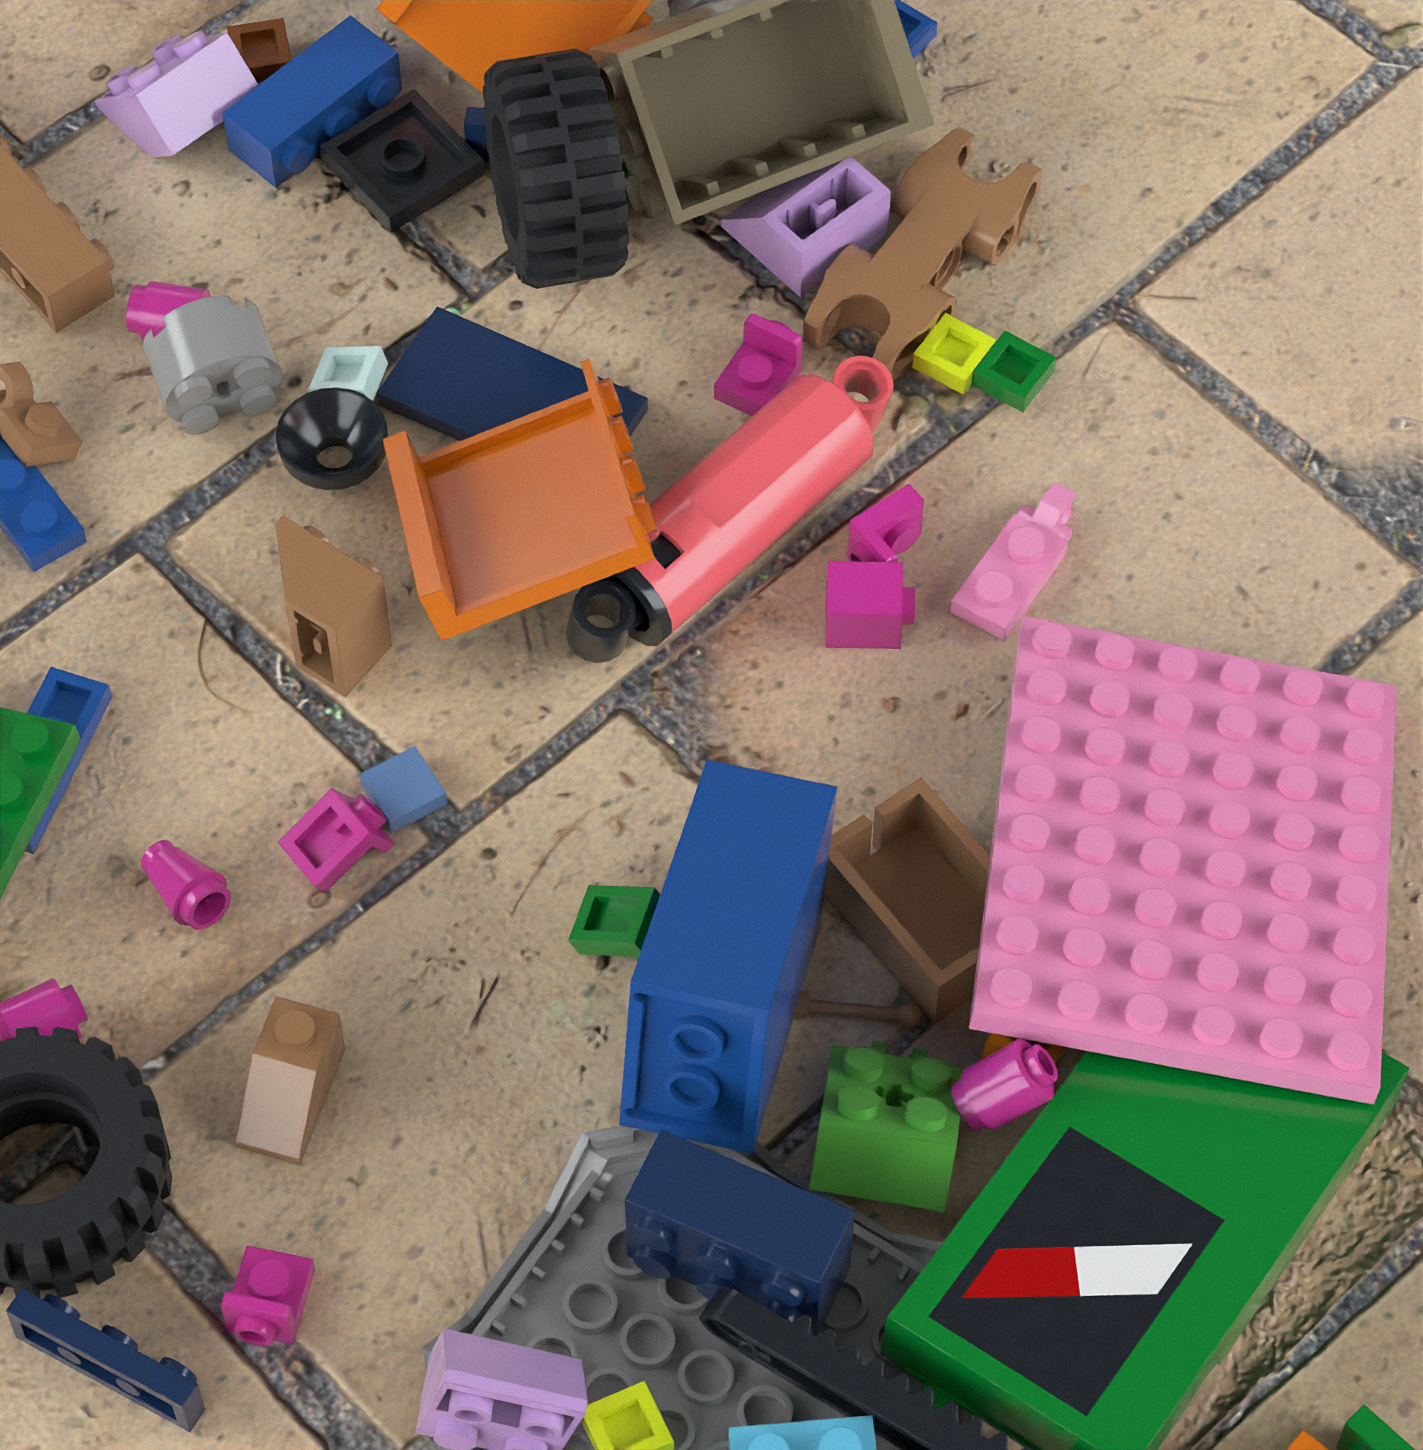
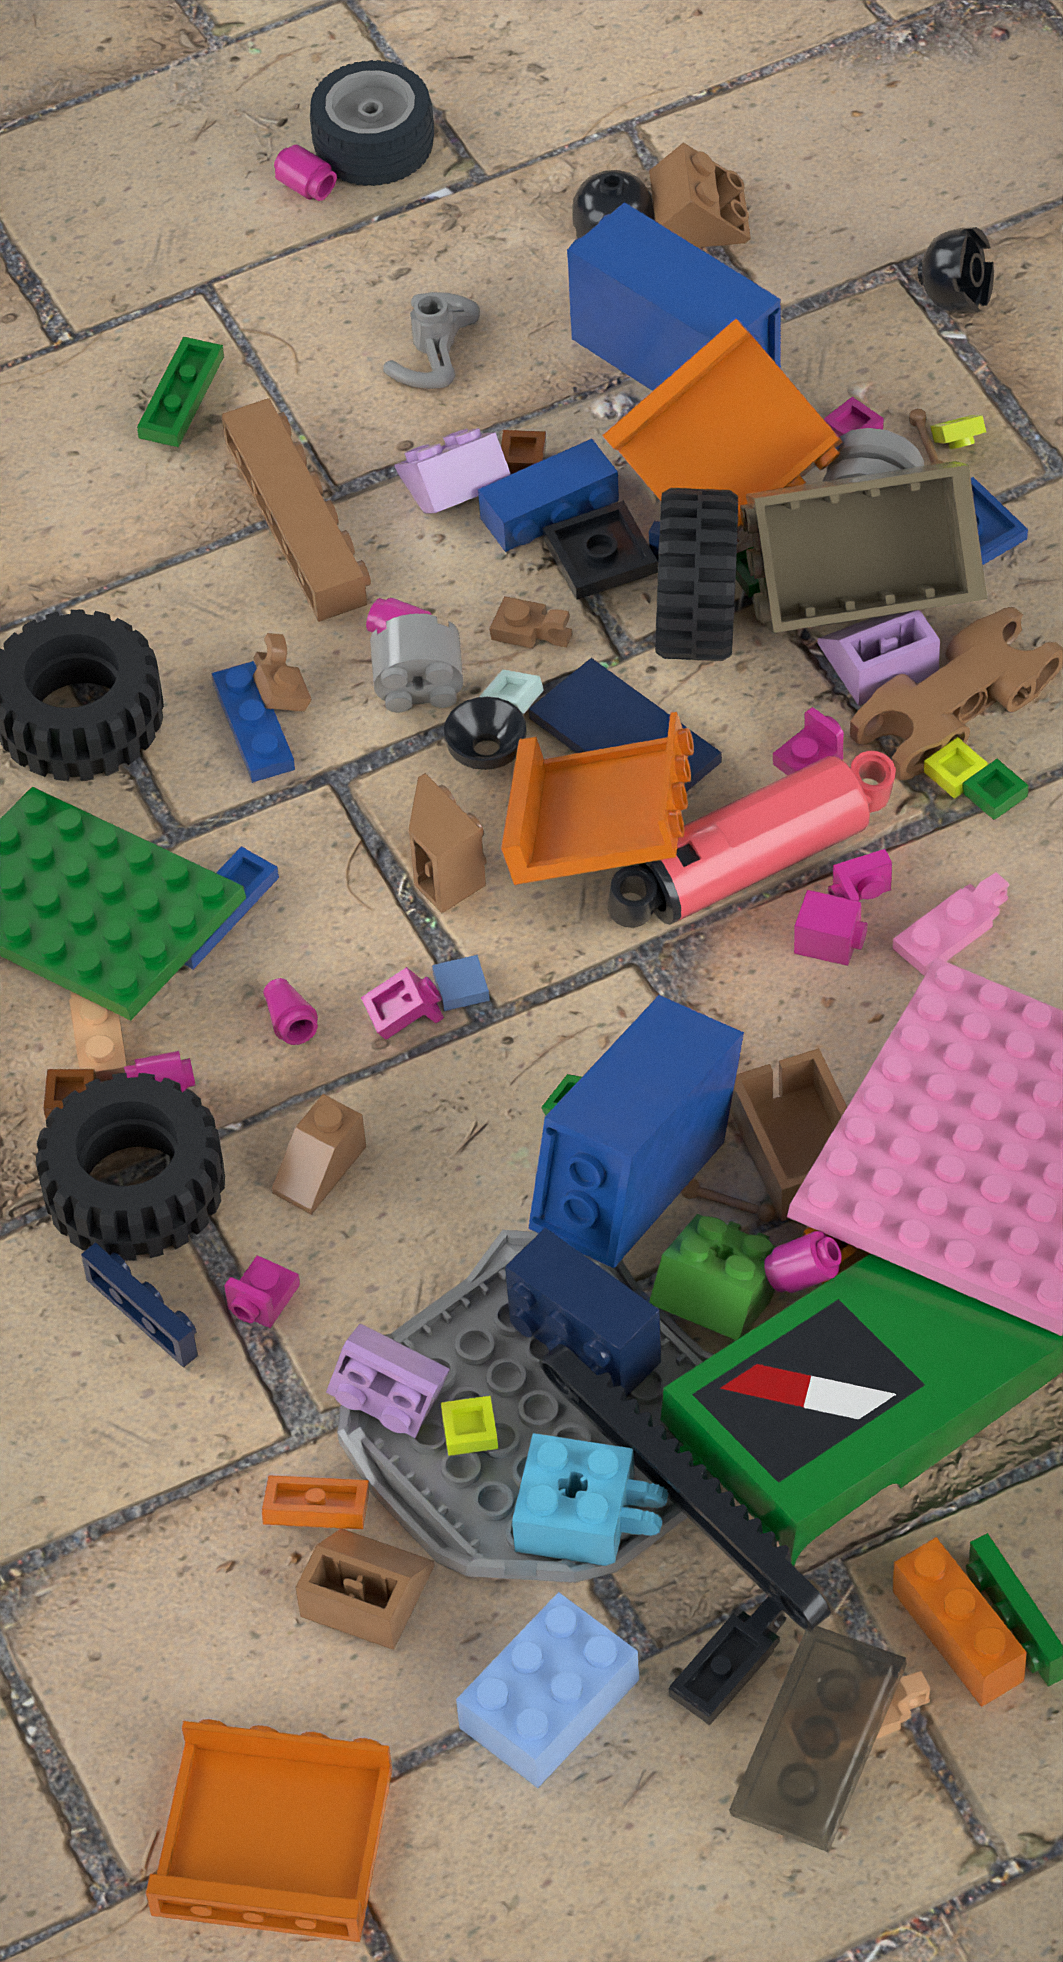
camera: 20 degrees right, 5 degrees down
(333, 276) = (525, 621): none -> medium nougat plate

